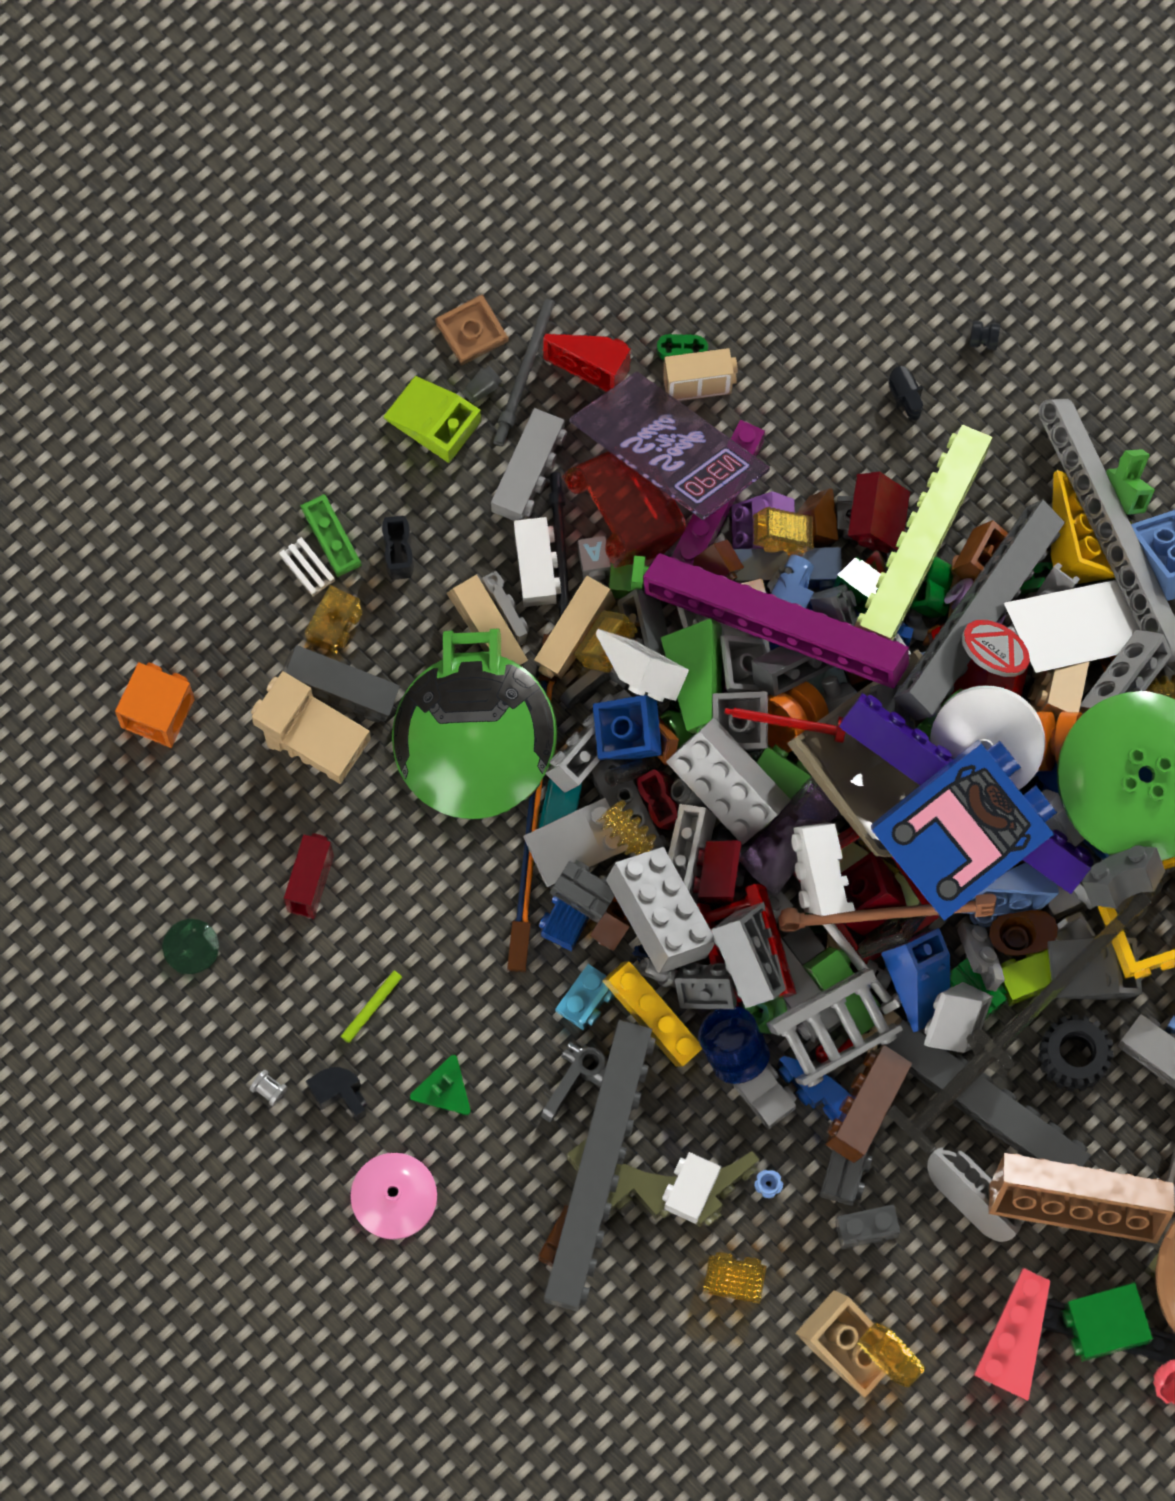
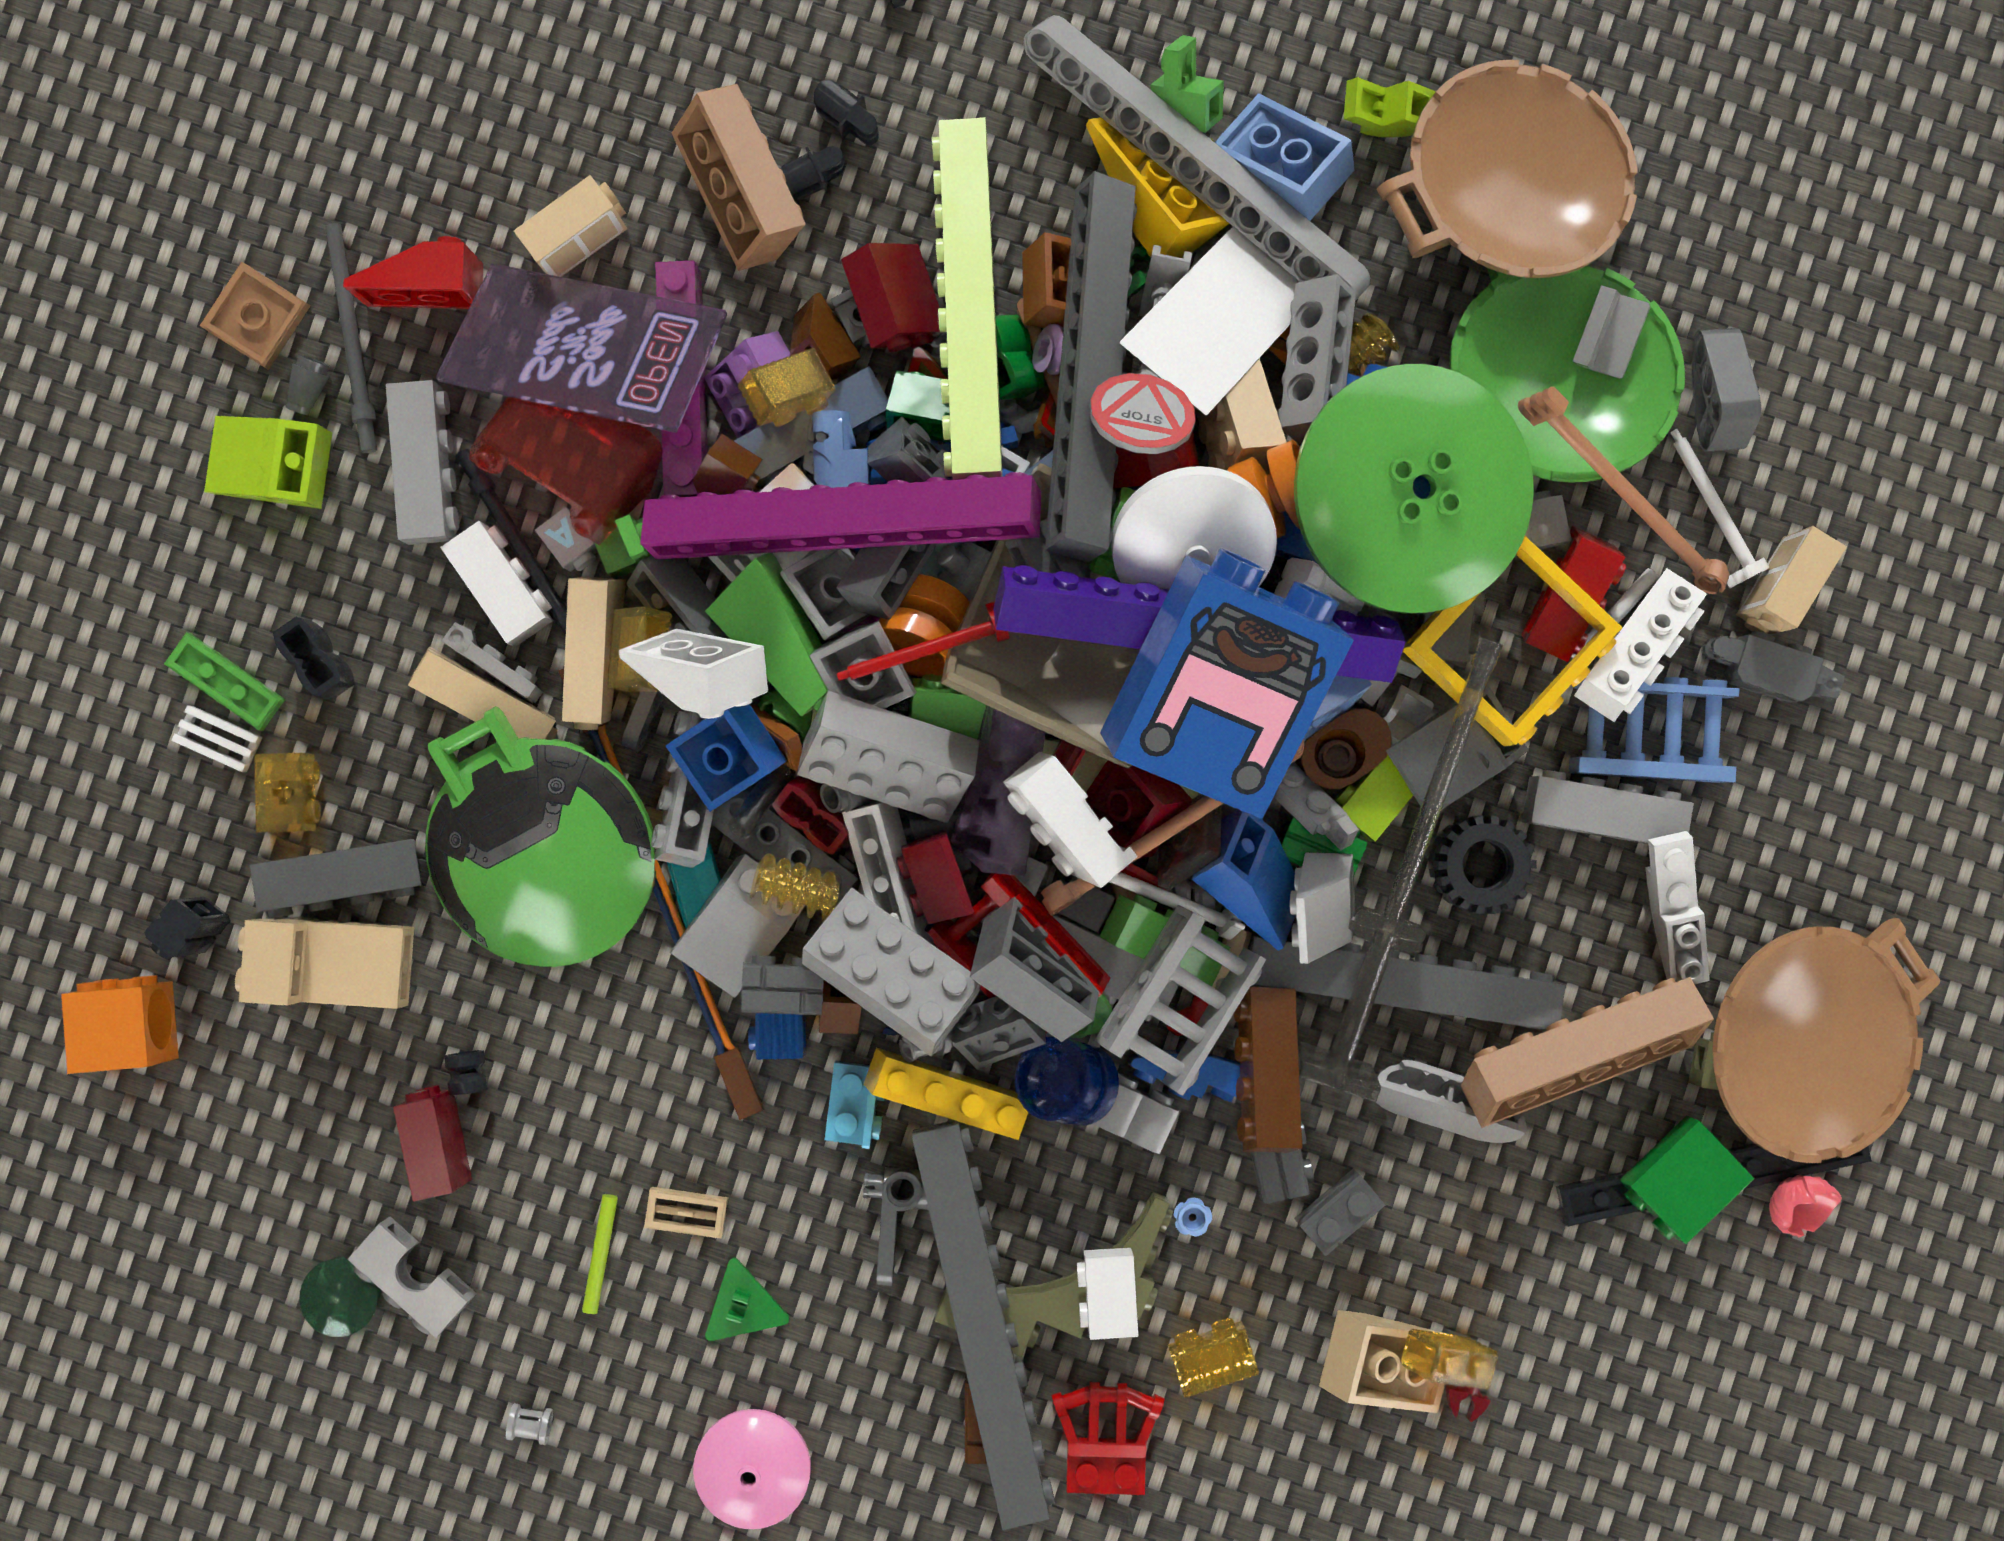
camera: 30 degrees left, 15 degrees up
(229, 667) = (186, 927): none -> black brick
(253, 980) = (384, 1262): none -> light grey arch
(335, 1084) = (613, 1375): black brick -> none
(350, 847) = (467, 1081): none -> black wheel
(460, 1024) = (688, 1197): none -> tan tile
(626, 1313) = (1107, 1463): none -> red plate
(681, 344) = (527, 193): green beam -> none
(818, 396) = (738, 176): none -> medium nougat brick
(864, 417) = (812, 172): none -> black arm
(896, 1391) = (1478, 1405): none -> dark red bar
(1015, 1339) = (1585, 1259): coral wedge -> none
(1123, 876) = (1453, 632): dark grey brick -> none

